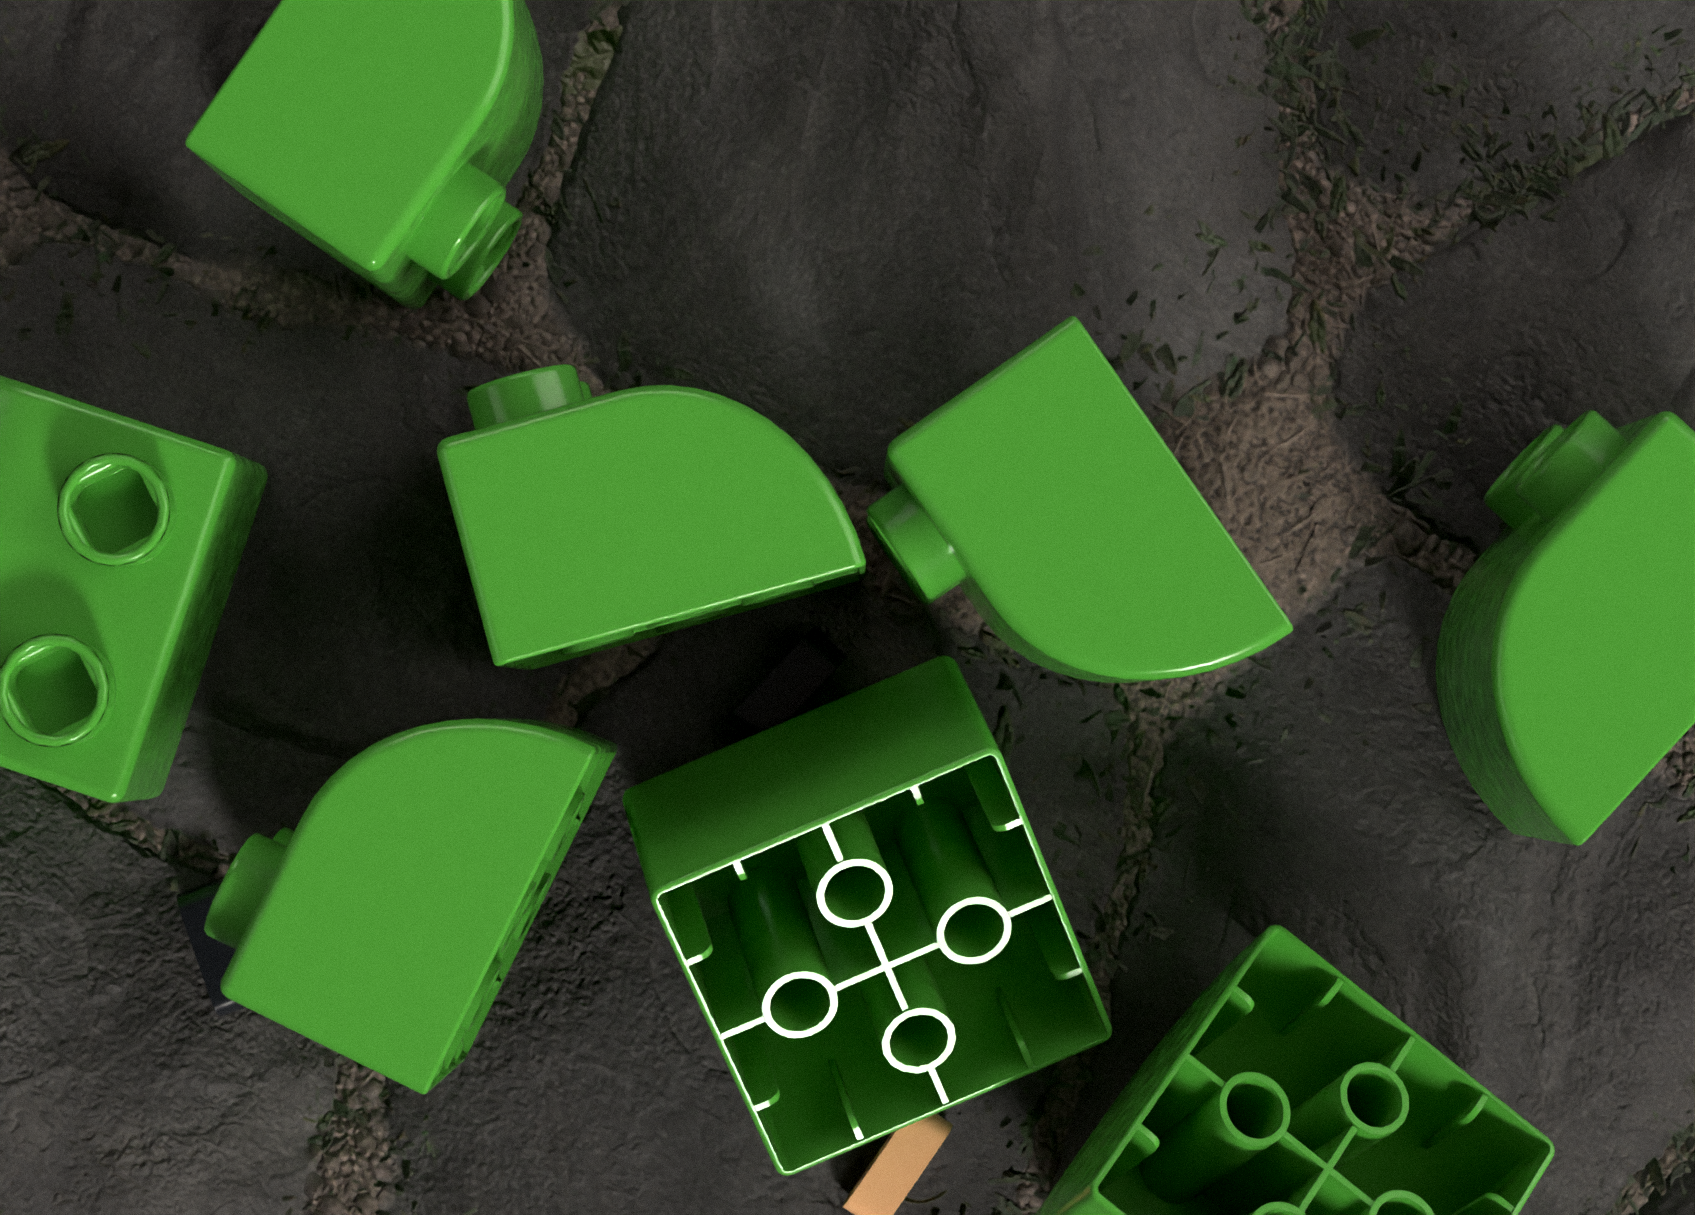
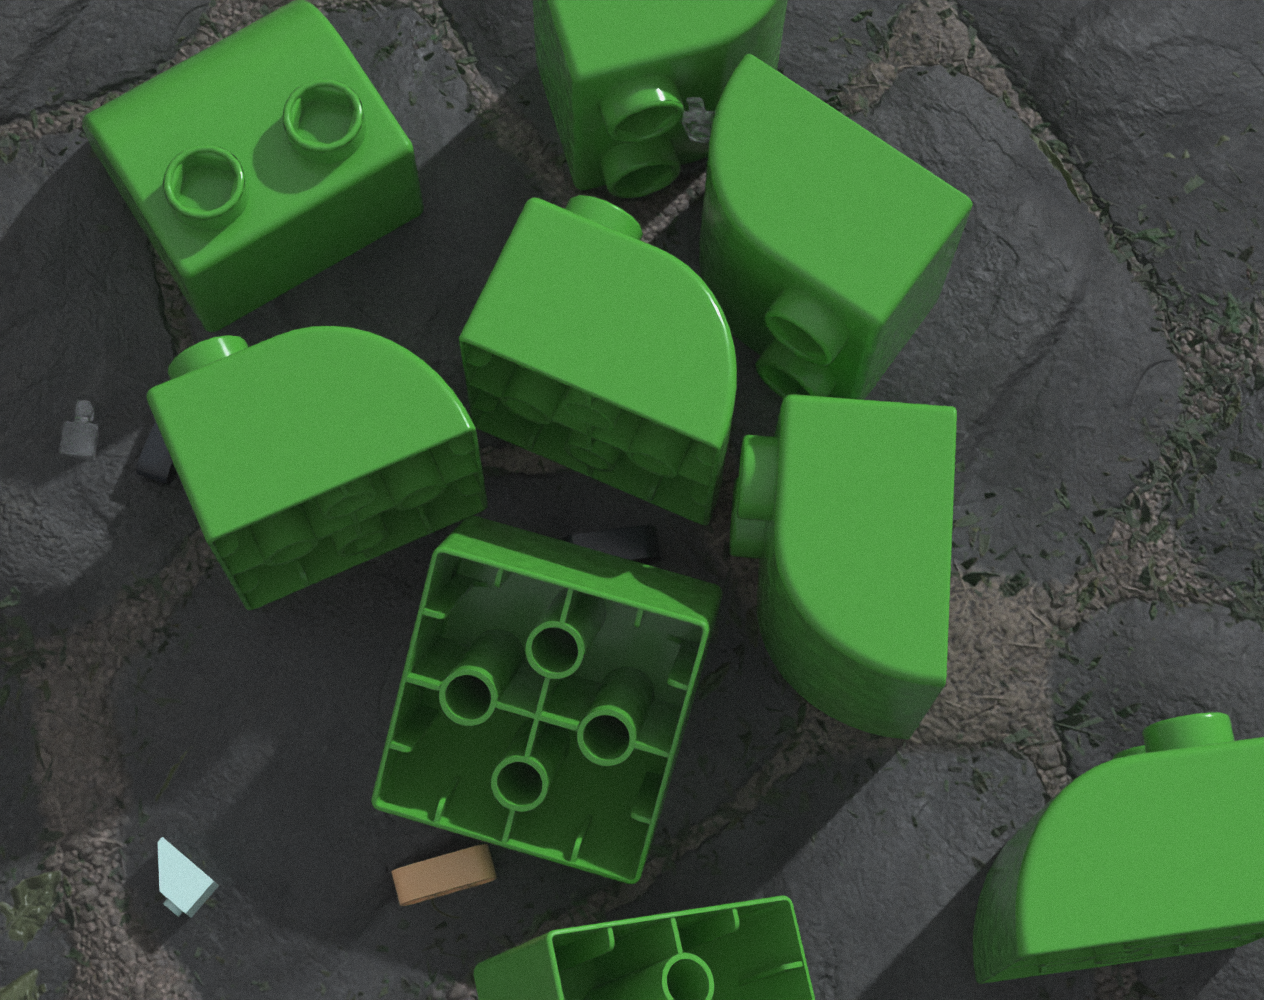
camera: 35 degrees right, 15 degrees down
(124, 1027) = (80, 436): none -> clear plate
(528, 177) = (697, 120): none -> clear plate
(752, 203) = (819, 236): none -> bright green piece

